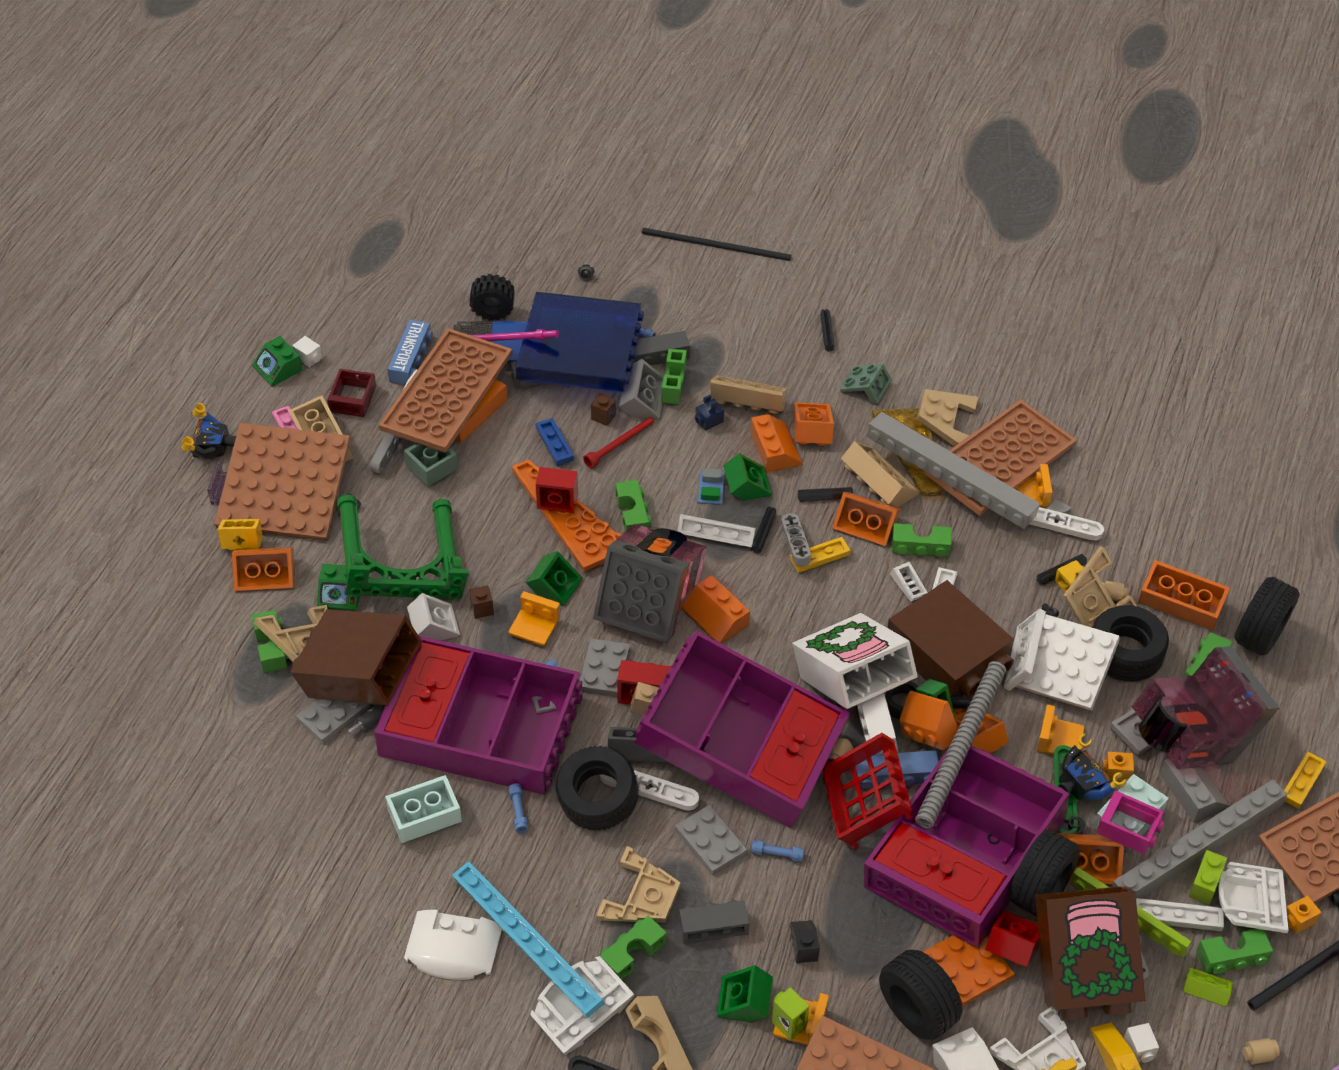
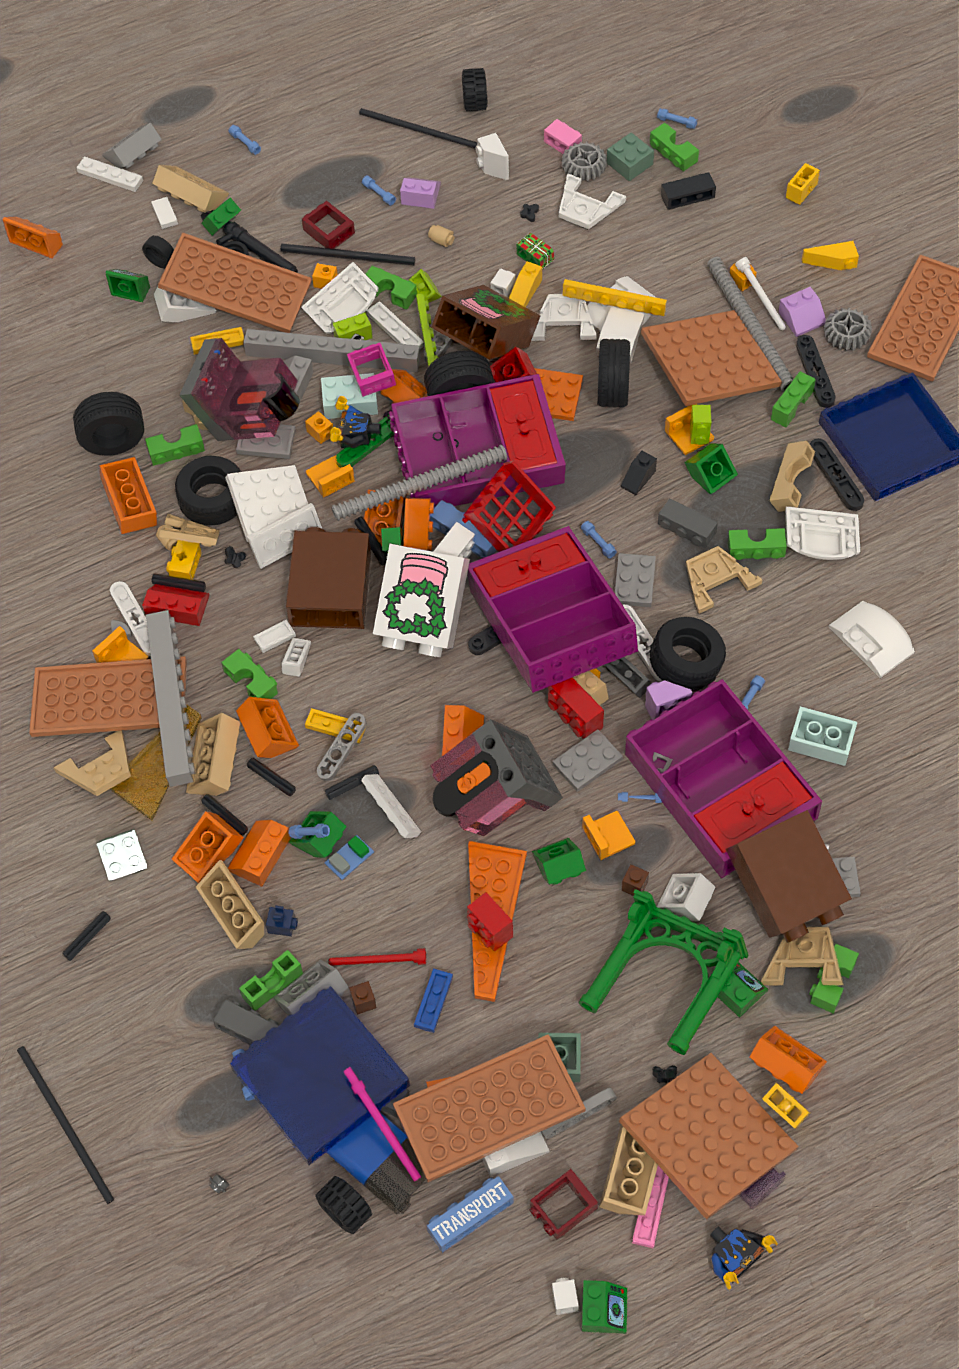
camera: 135 degrees left, 10 degrees up
(528, 940) = (825, 594): medium azure plate -> none
(581, 733) = (664, 697): none -> lavender slope
(630, 496) = (442, 863): bright green arch -> none
(737, 456) = (319, 830): none -> medium blue bar
(823, 450) = (226, 815): none -> black axle
(1042, 550) = (183, 604): none -> red slope

